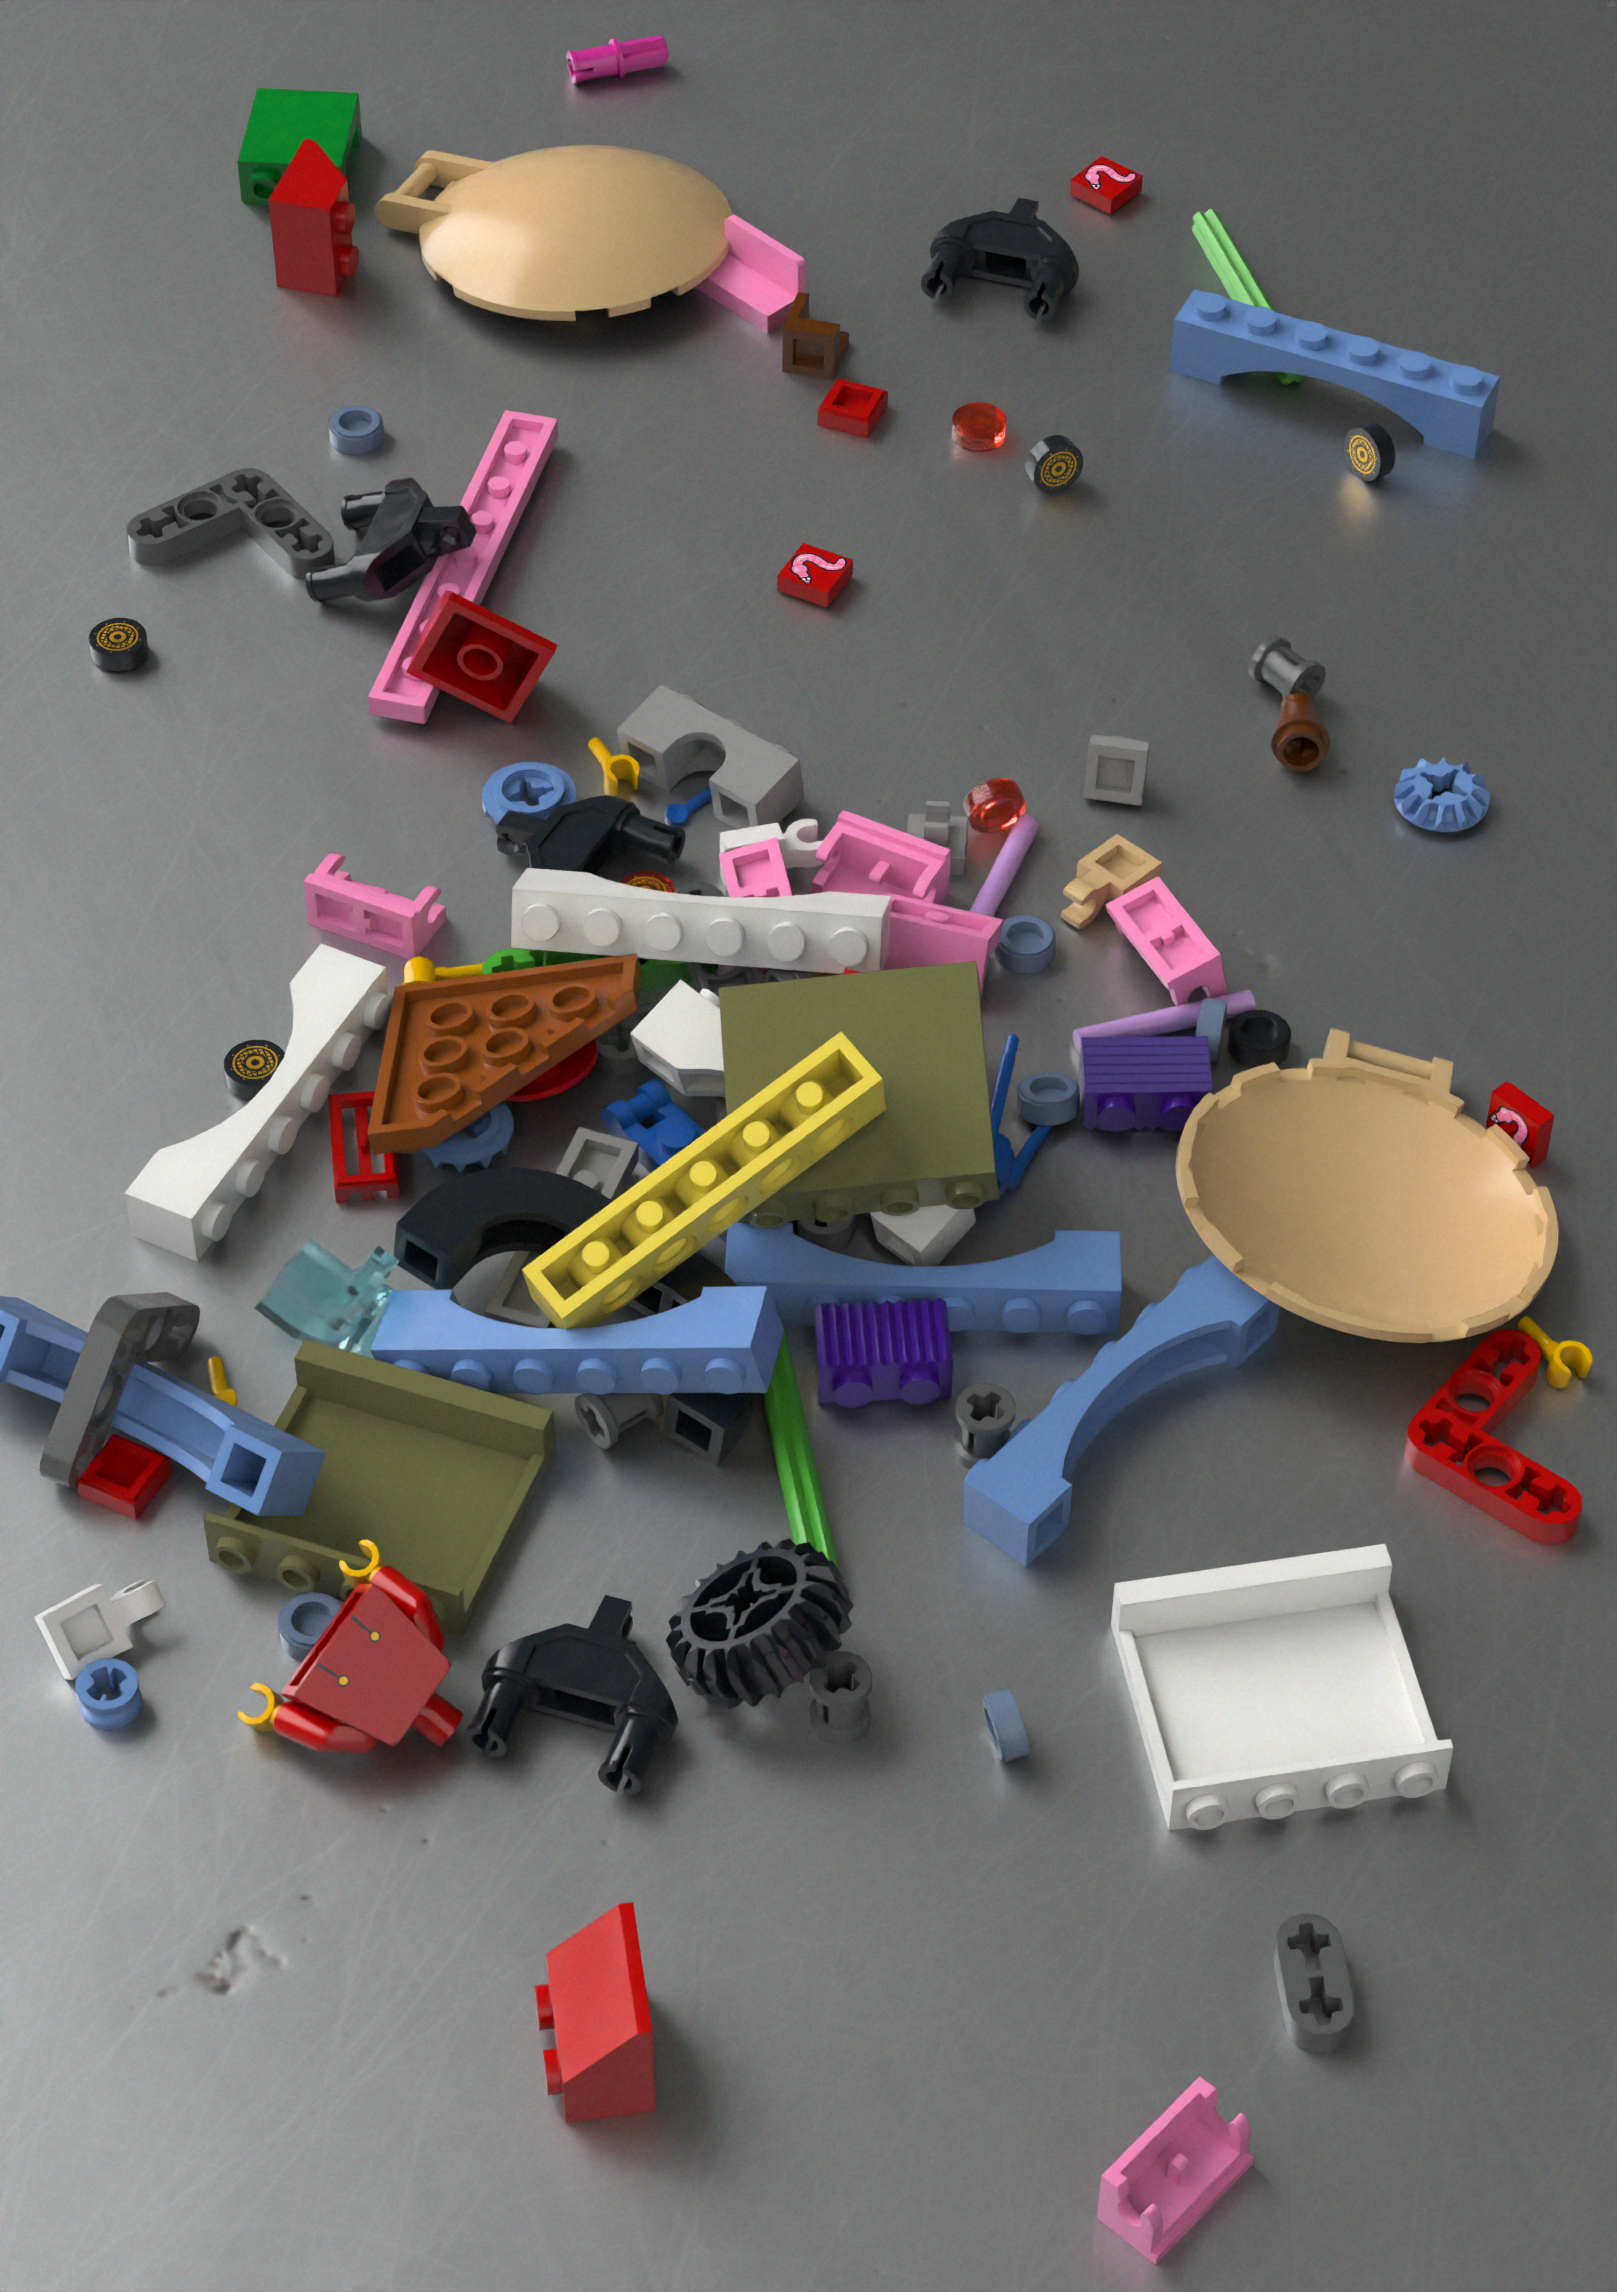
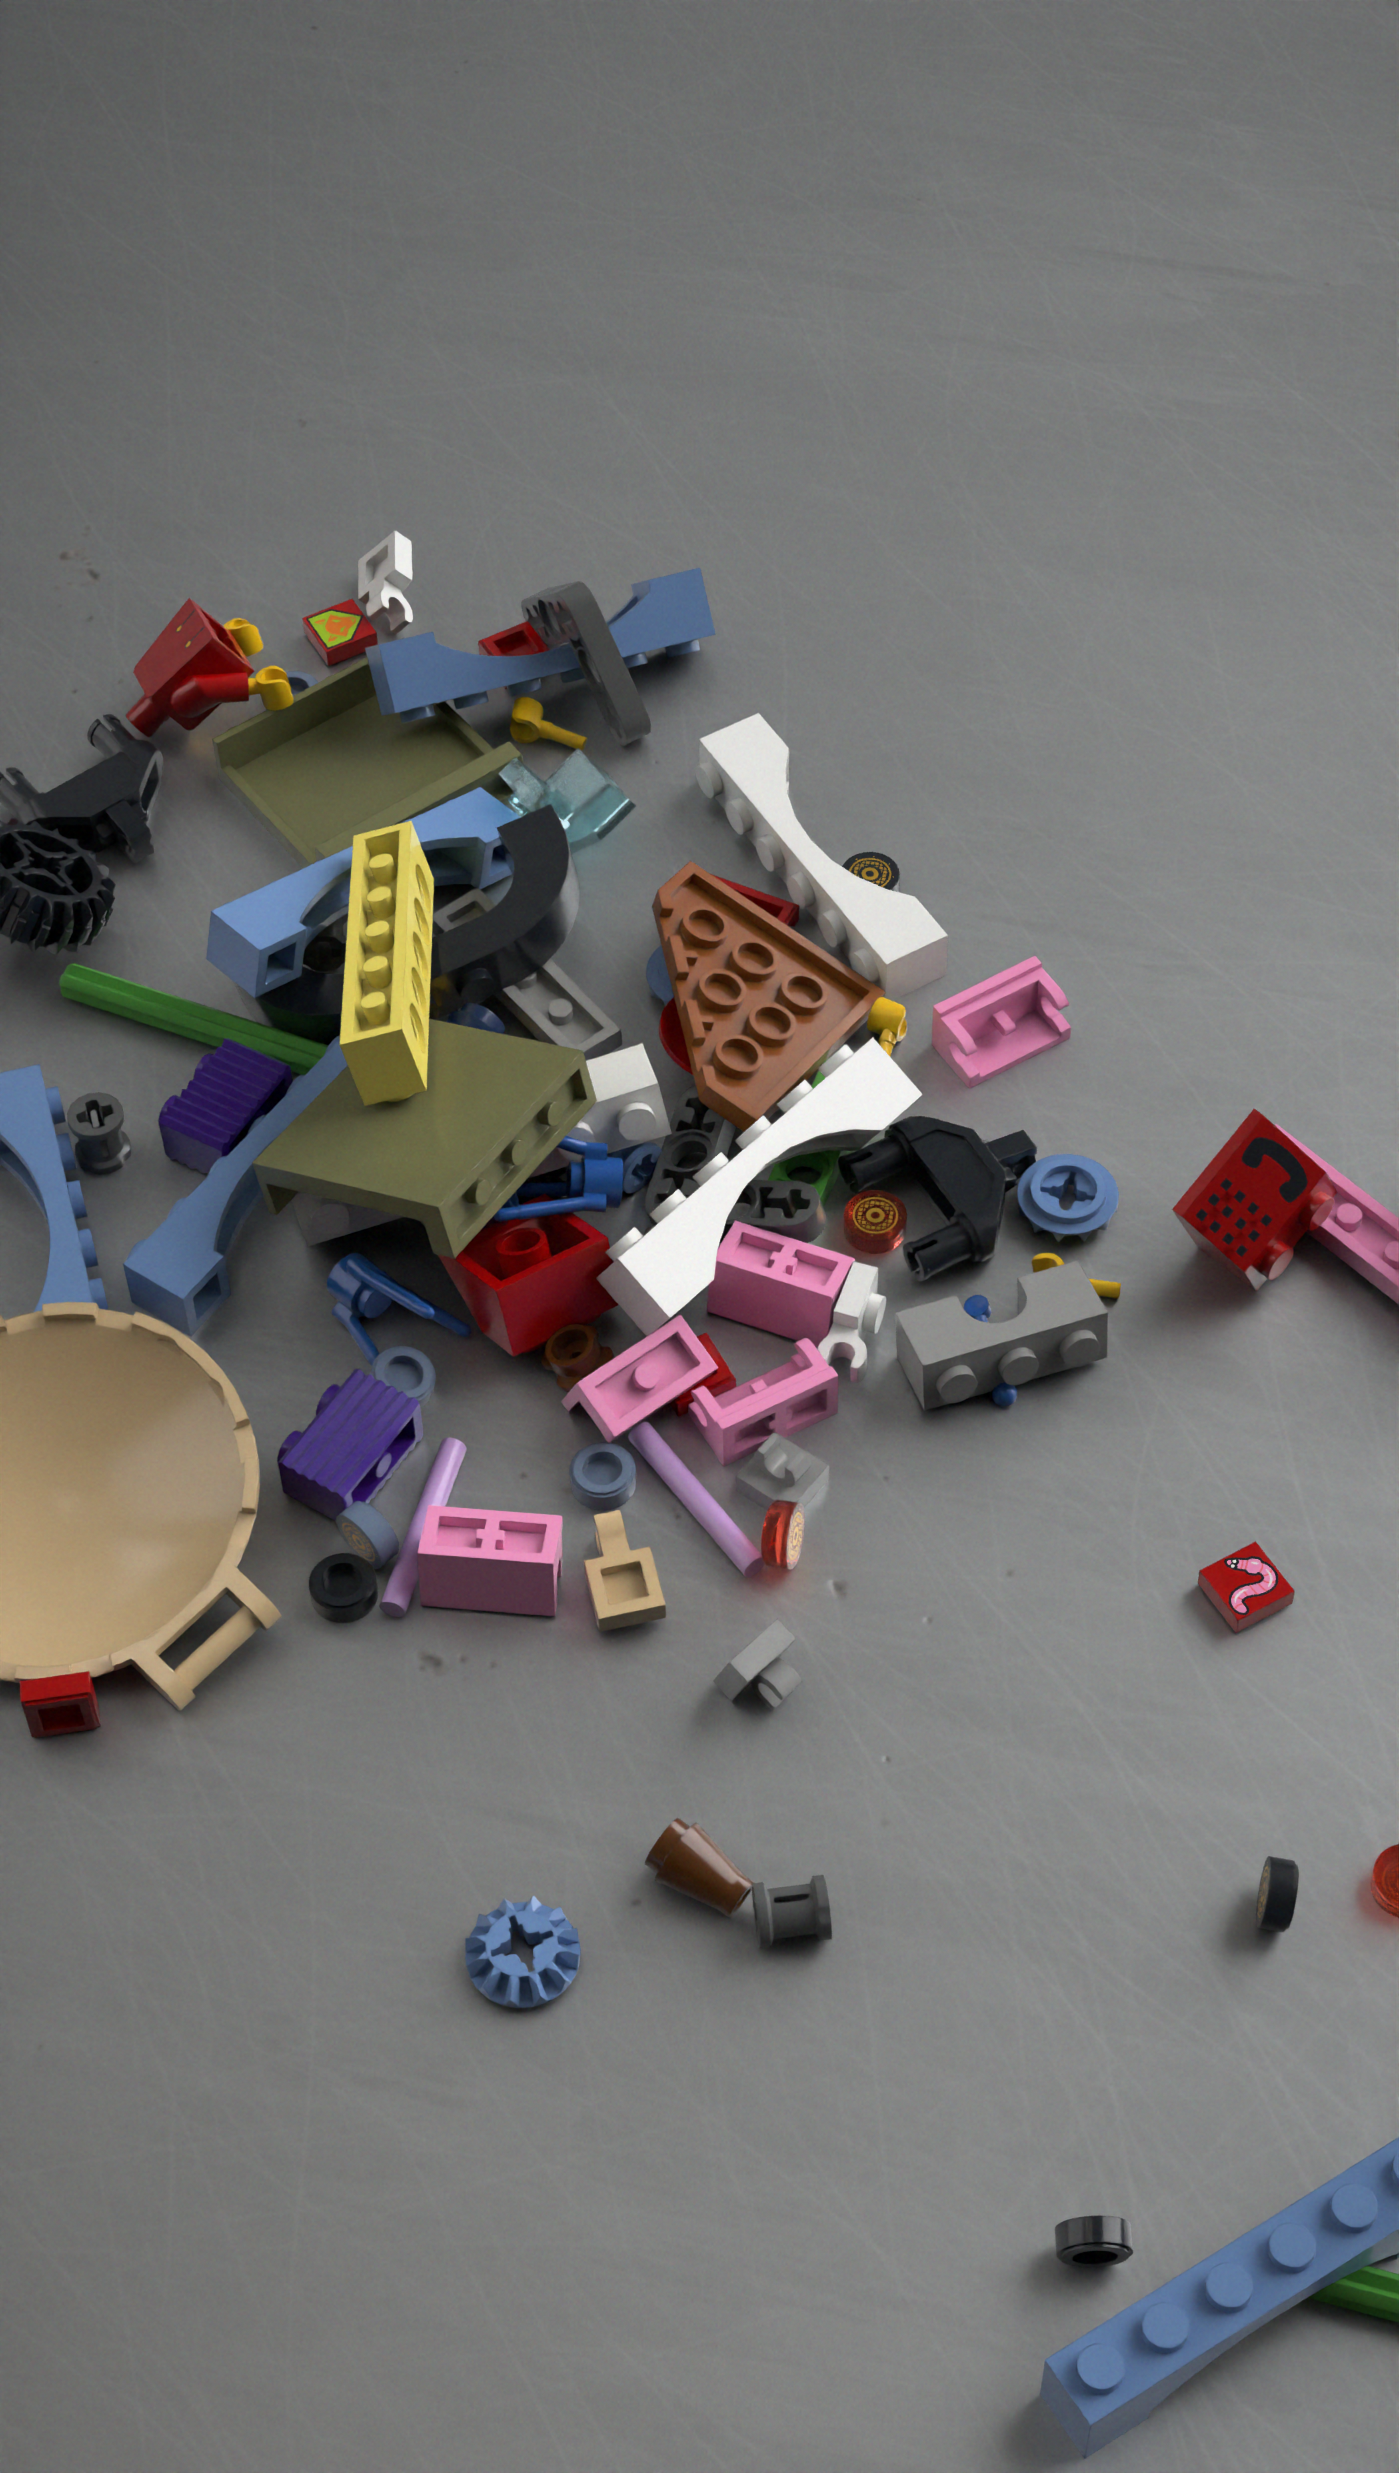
camera: 125 degrees right, 5 degrees up
(108, 1674) = (330, 562): medium blue bush -> none
(190, 1639) = (339, 632): none -> tile

